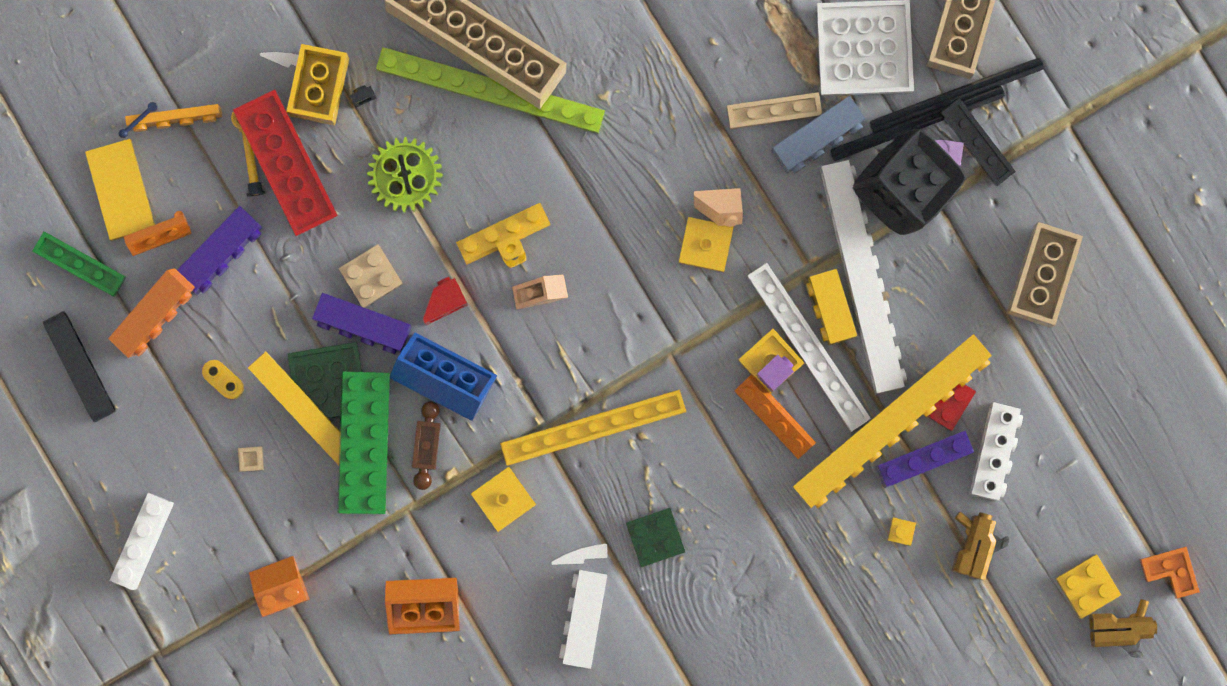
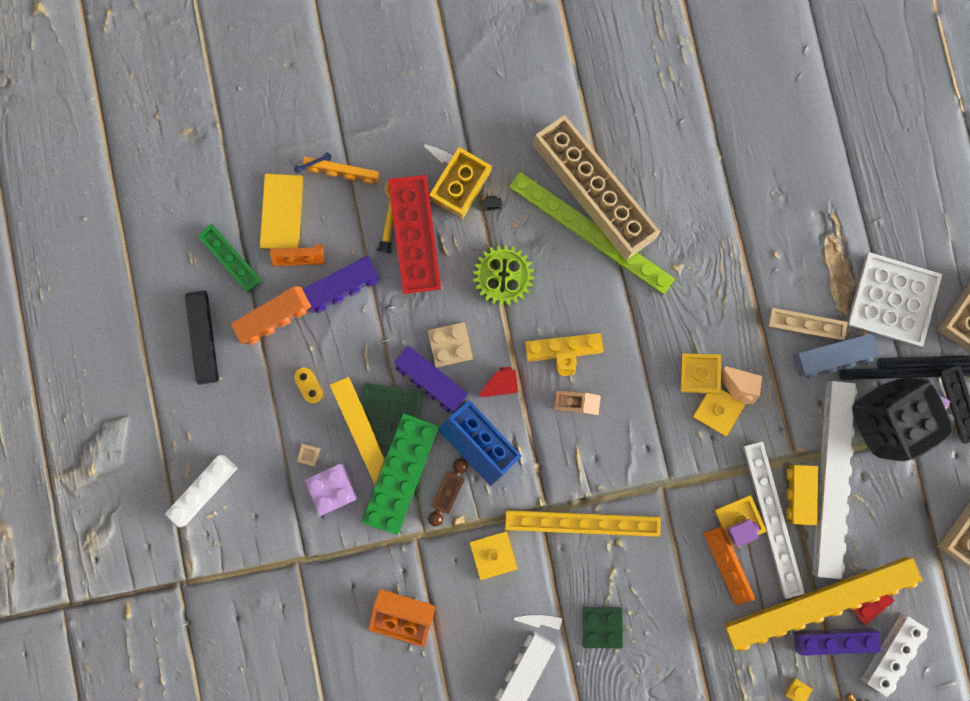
camera: 20 degrees right, 0 degrees up
(278, 586) = (294, 563): orange slope -> none
(291, 488) = (331, 489): none -> lavender brick
(670, 209) = (701, 373): none -> yellow plate

